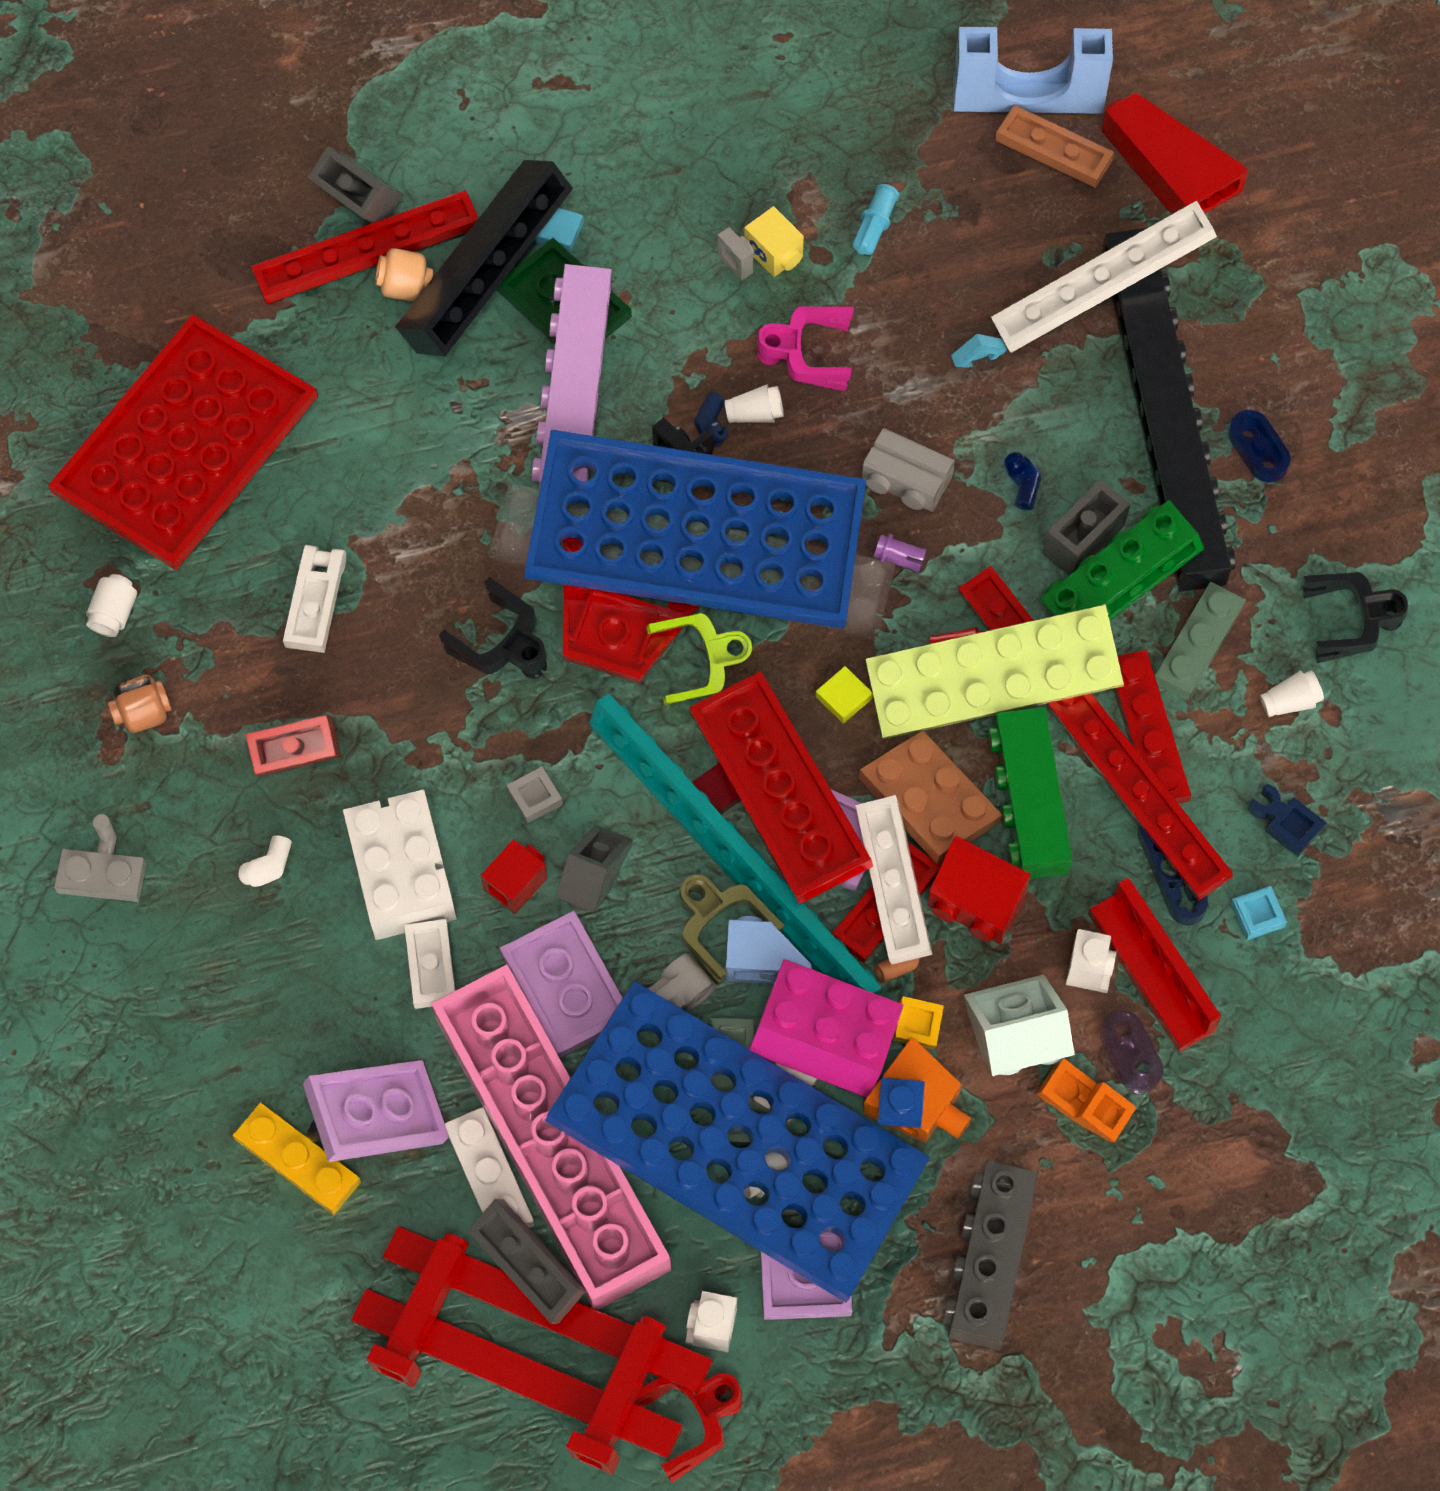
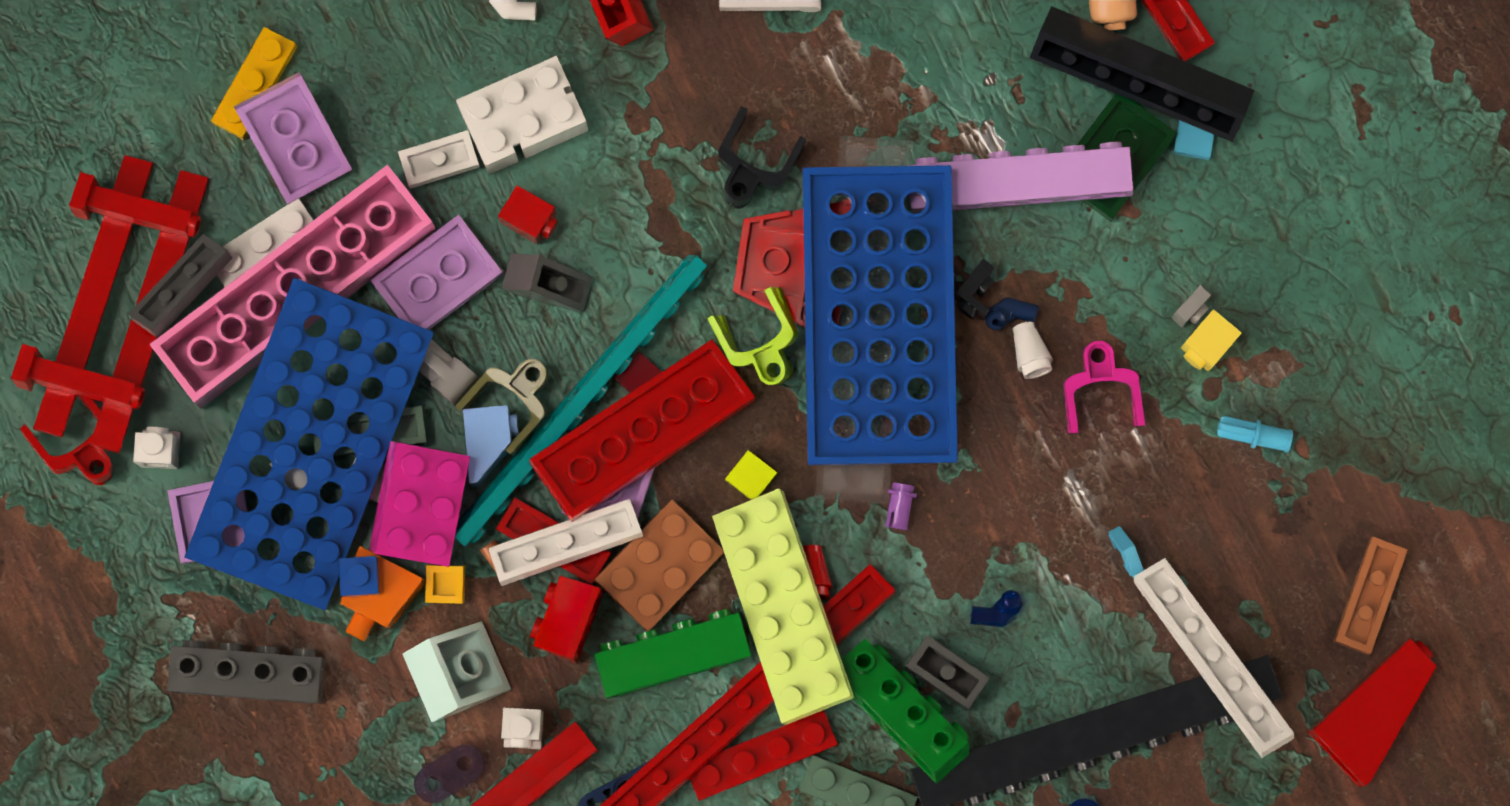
camera: 80 degrees right, 15 degrees up
(534, 795) = (608, 219): light grey plate -> none
(907, 471) = (984, 501): light grey brick -> none
(1071, 87) = (1424, 519): light blue arch -> none
(1085, 1101) = (398, 739): orange slope -> none

